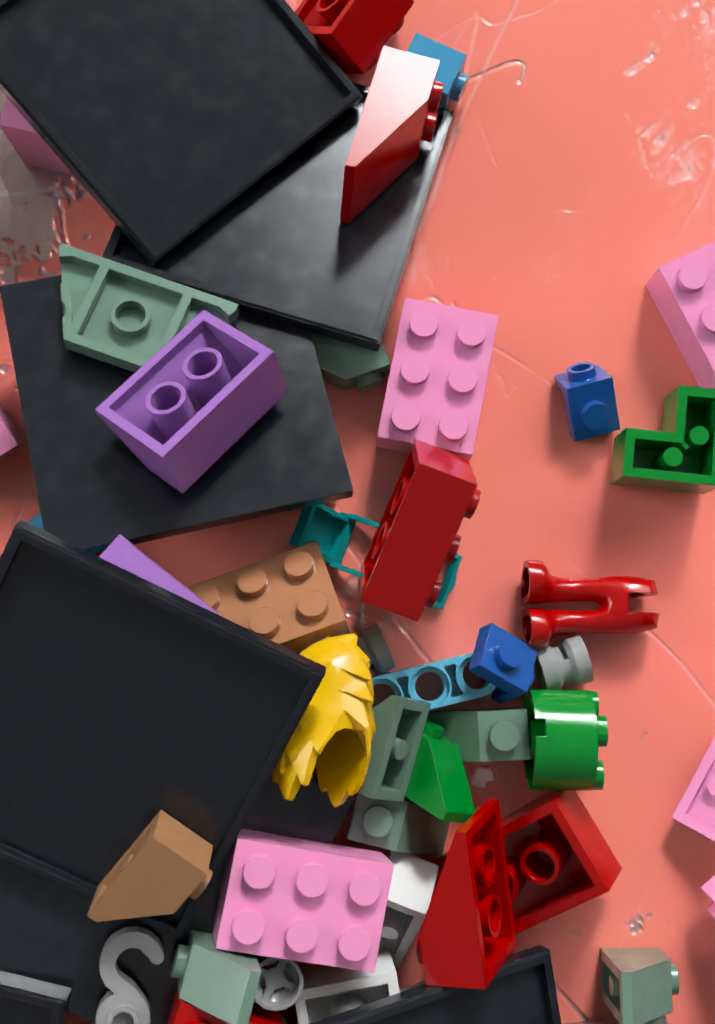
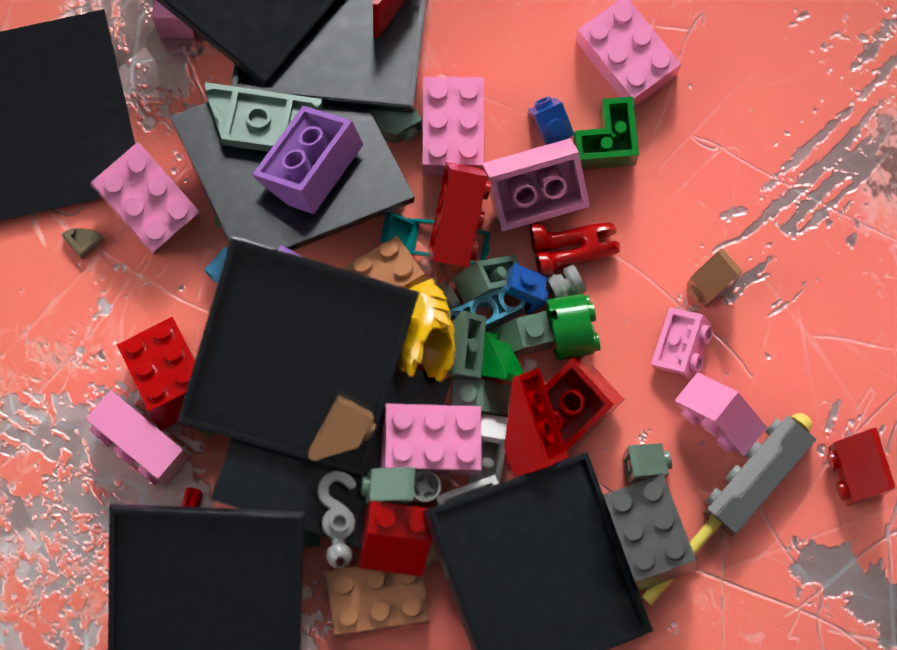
camera: 10 degrees left, 5 degrees down
(441, 633) = (483, 277): none -> sand green slope
(551, 501) = (536, 184): none -> bright pink brick

